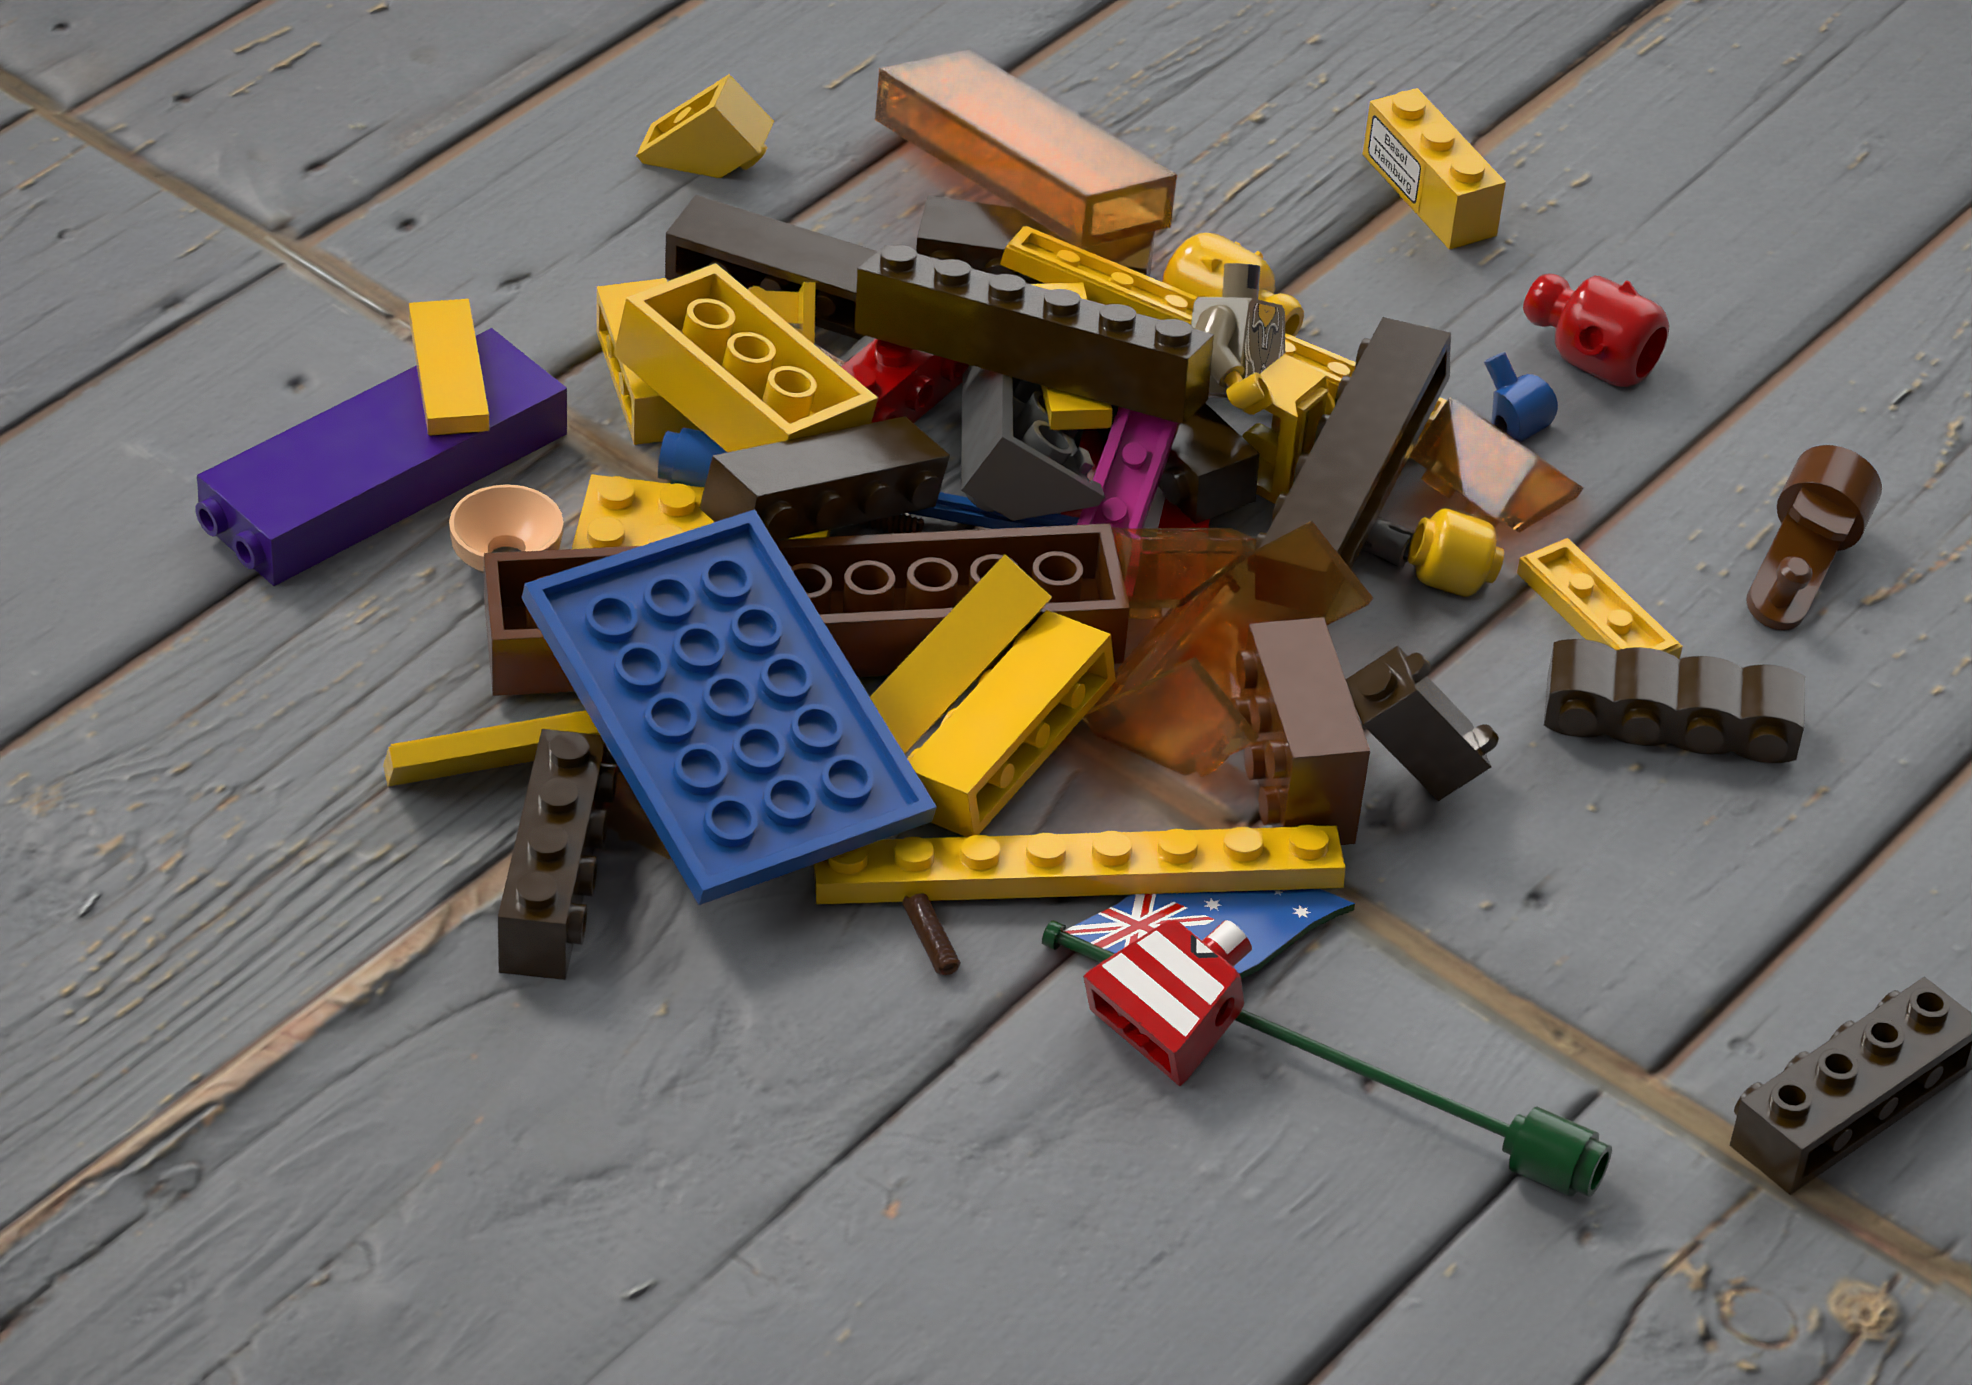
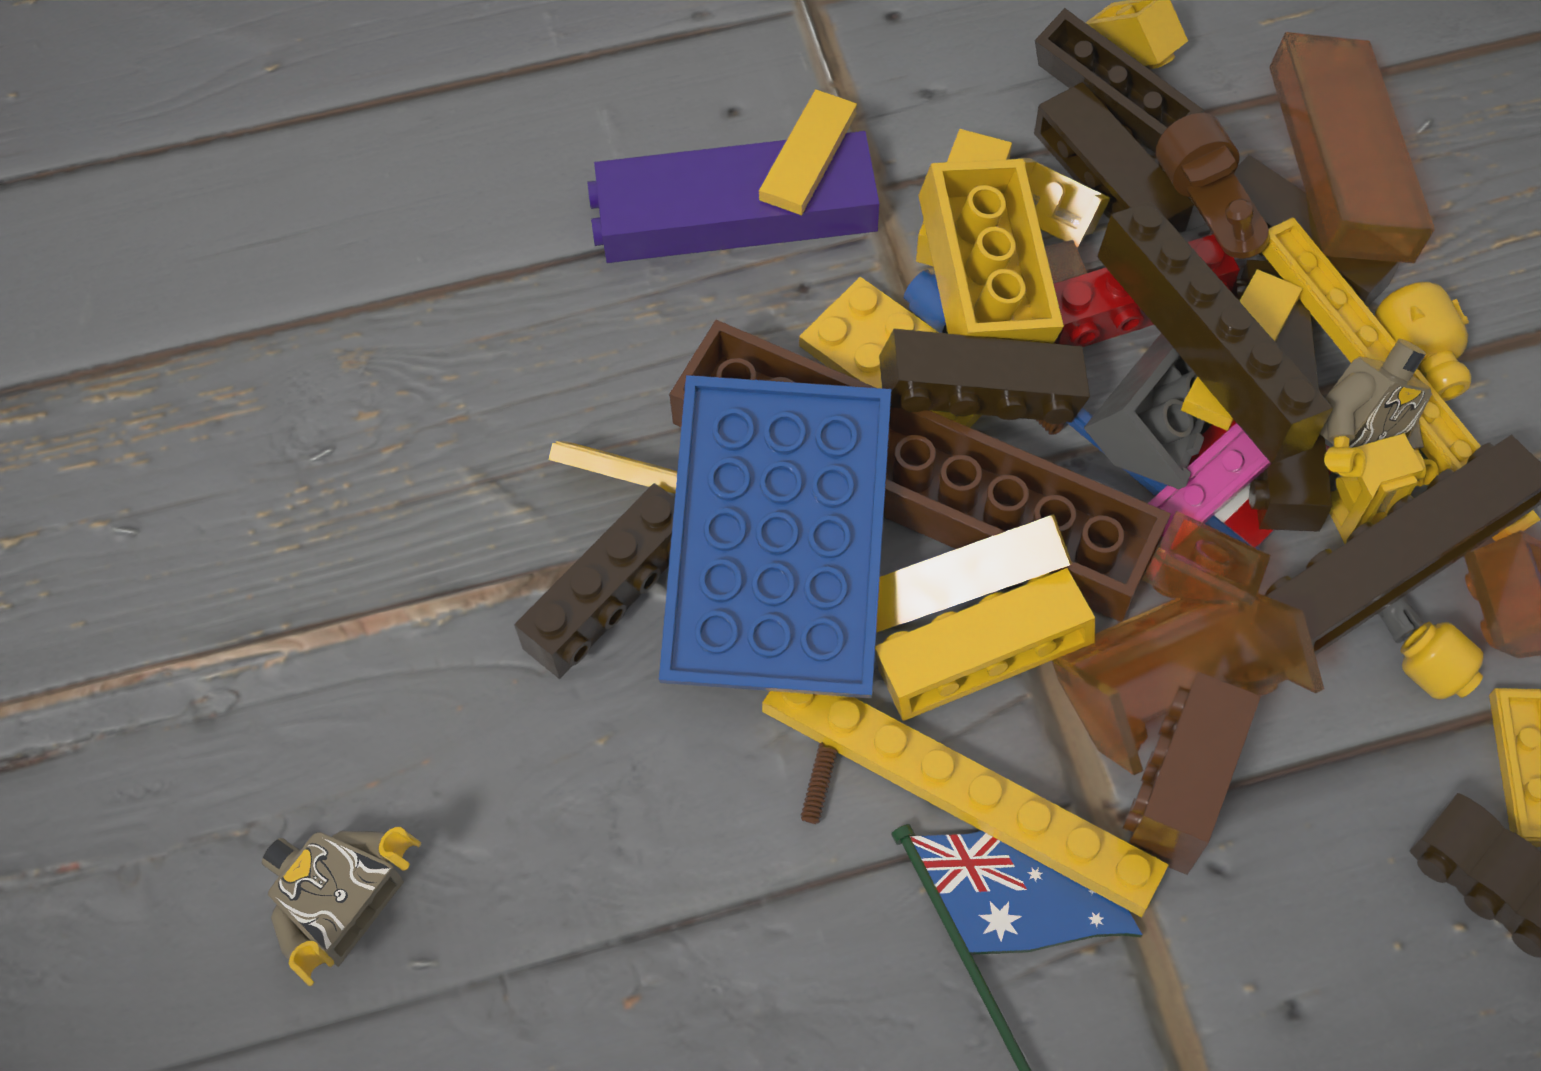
camera: 40 degrees right, 20 degrees up
(493, 1248) = (332, 892): none -> dark tan torso
(504, 518) = (766, 282): light nougat piece -> none
(666, 170) = (1131, 91): none -> dark brown brick
(894, 206) = (1202, 166): none -> reddish brown piece
(1171, 993) = (935, 951): red torso -> none
(1420, 722) = (1285, 820): dark brown brick -> none

